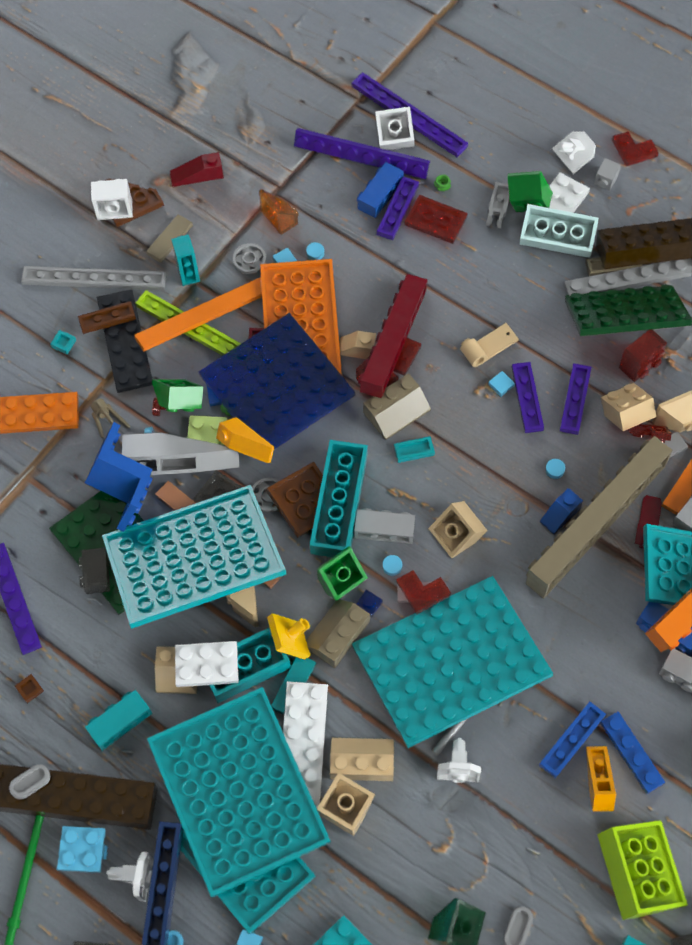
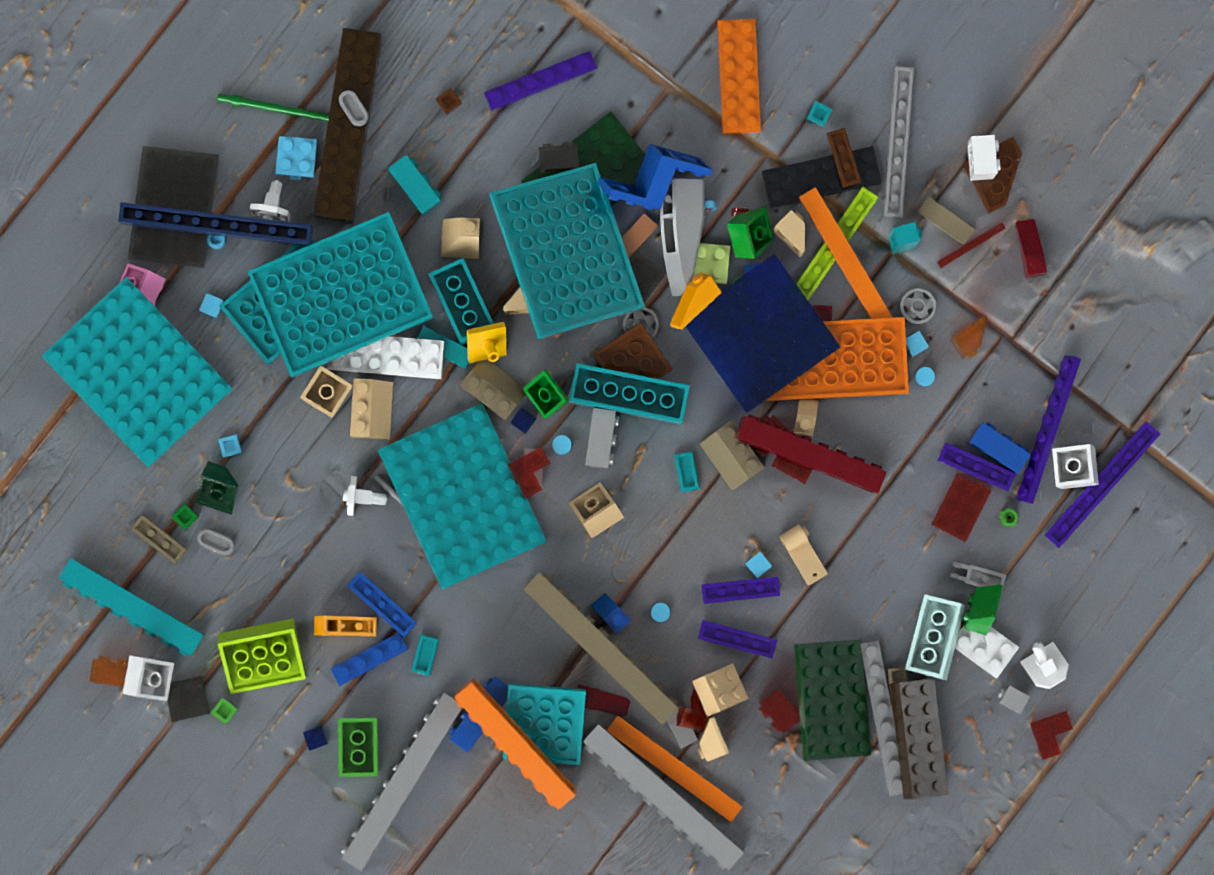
camera: 90 degrees right, 20 degrees up
(102, 410) = (738, 156): dark tan plant -> none
(179, 356) = (792, 232): none -> tan slope
(192, 218) = (972, 244): none -> clear red bar
(206, 664) = (458, 265): white plate -> none
(408, 916) = (230, 446): none -> medium azure tile
(621, 694) = (425, 655): none -> teal tile

